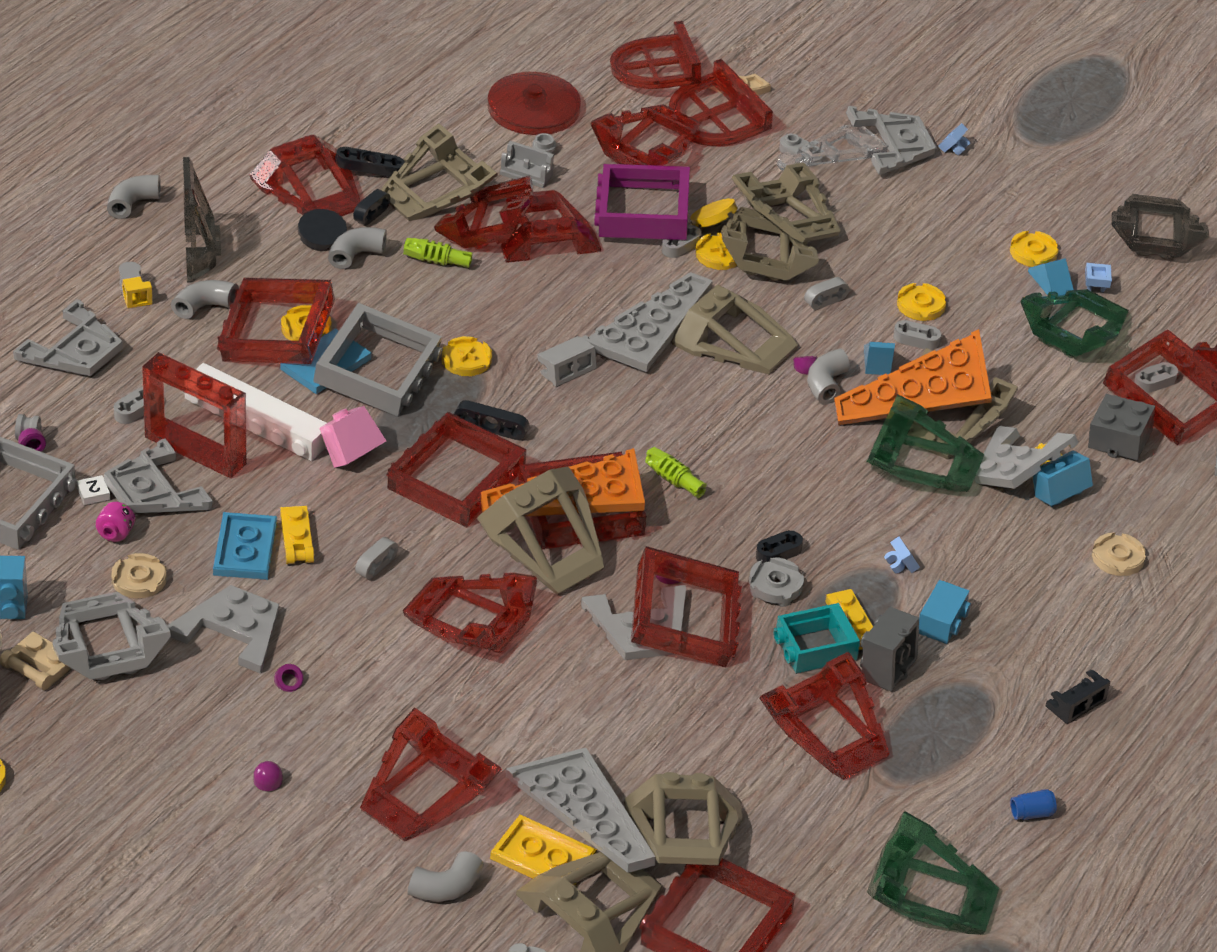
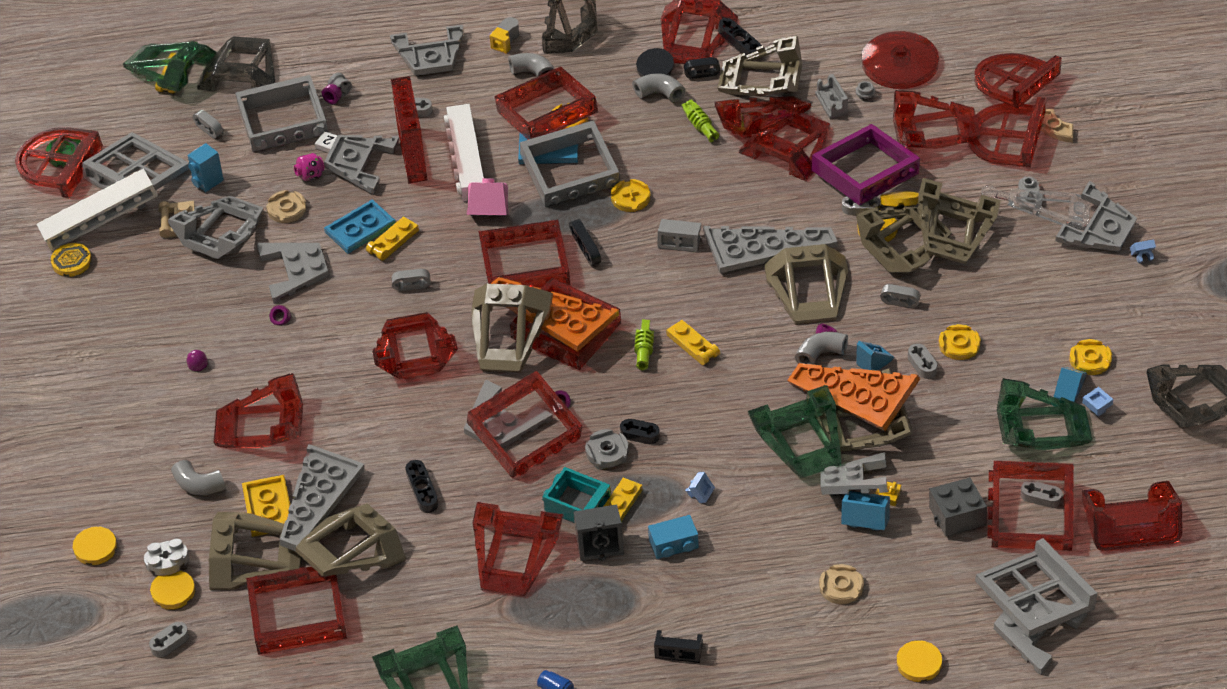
camera: 55 degrees right, 5 degrees up
(667, 740) = (421, 493): none -> black beam
(712, 444) = (692, 342): none -> yellow plate

